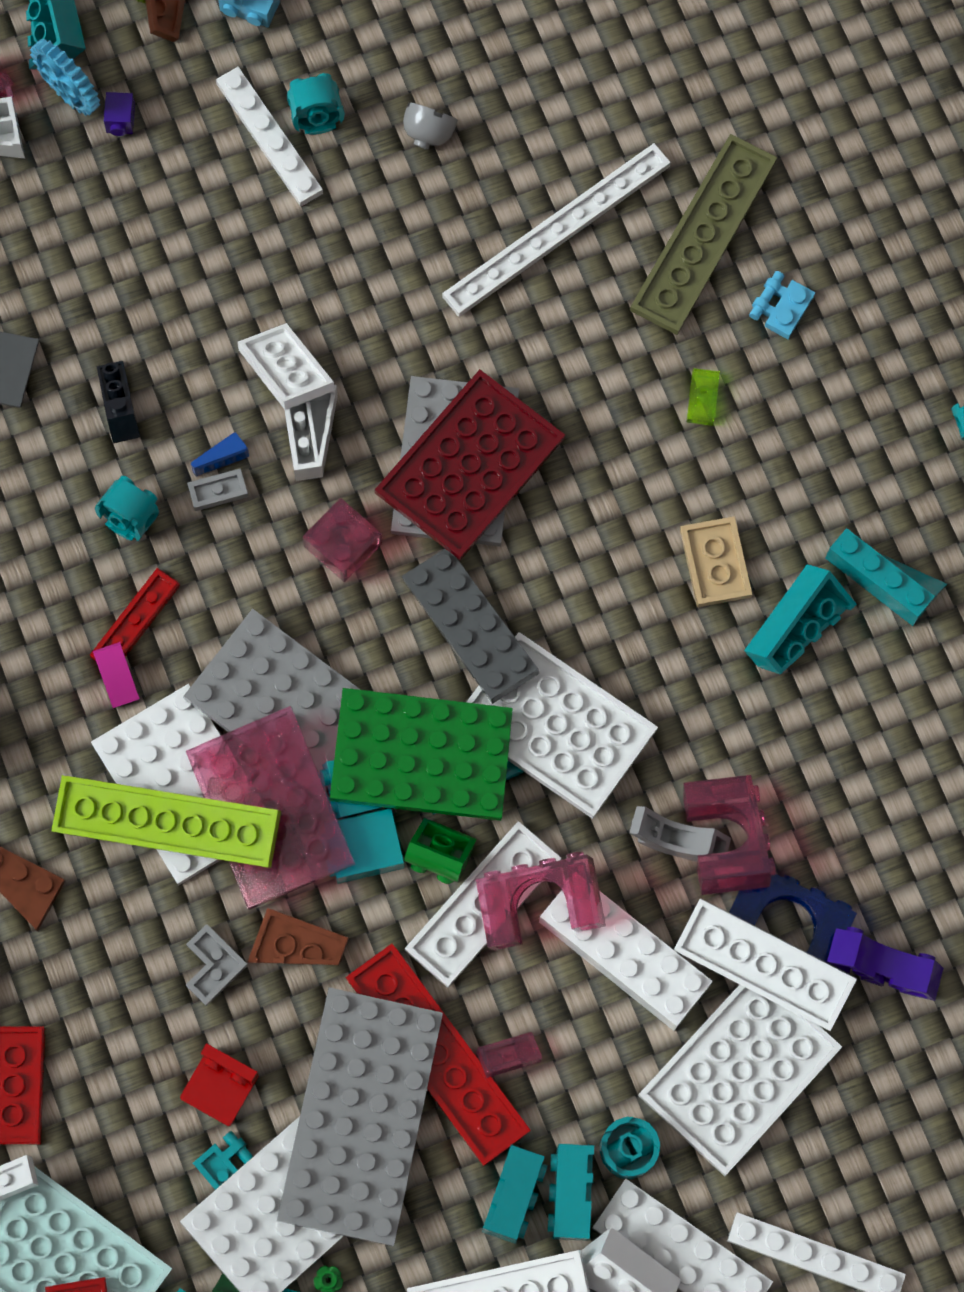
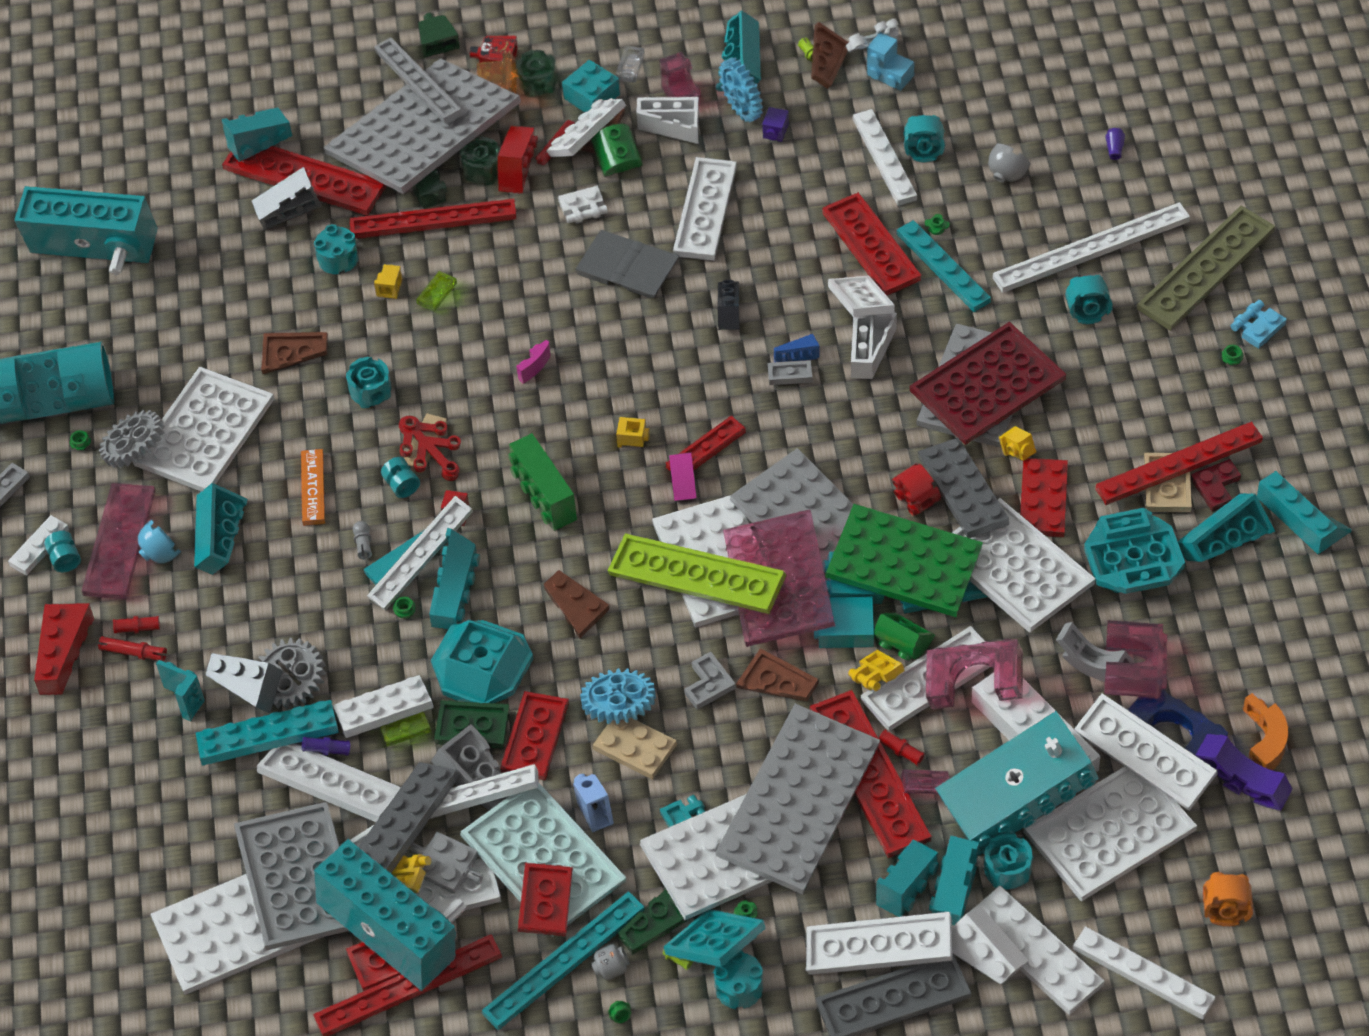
camera: 20 degrees right, 20 degrees down
(30, 613) = (632, 432): none -> yellow brick
(56, 259) = (705, 208): none -> white plate
(106, 1170) = (590, 791): none -> light blue torso
(120, 993) = (618, 696): none -> medium azure gear
(128, 509) = (718, 370): teal brick -> none
(140, 1073) = (635, 746): none -> tan plate
(219, 1085) = (695, 760): red bracket -> none
(280, 275) = (871, 244): none -> red plate
(342, 540) = (877, 418): clear pink brick -> none
(359, 236) = (937, 224): none -> green plate
(377, 289) = (943, 266): none -> teal plate
(412, 637) = (916, 489): none -> red brick
(423, 904) = (875, 668): none -> yellow plate
(468, 1009) = (901, 747): none -> red pin
(523, 544) = (1017, 443): none -> yellow brick
(556, 65) = (1115, 141): none -> dark purple cone
(569, 609) = (1044, 495): none -> red plate
(570, 313) = (1088, 299): none -> teal brick
(590, 1077) = (1018, 782): none -> teal piece
(701, 654) = (1128, 536): none -> teal piece
(703, 396) = (1182, 374): clear neon green plate -> none
(725, 536) = (1178, 463): none -> red plate
(762, 351) = (1232, 355): none -> green plate
(766, 550) = (1211, 483): none -> dark red plate
(898, 1145) = (1227, 899): none -> orange brick
(910, 896) = (1271, 749): none -> orange arch

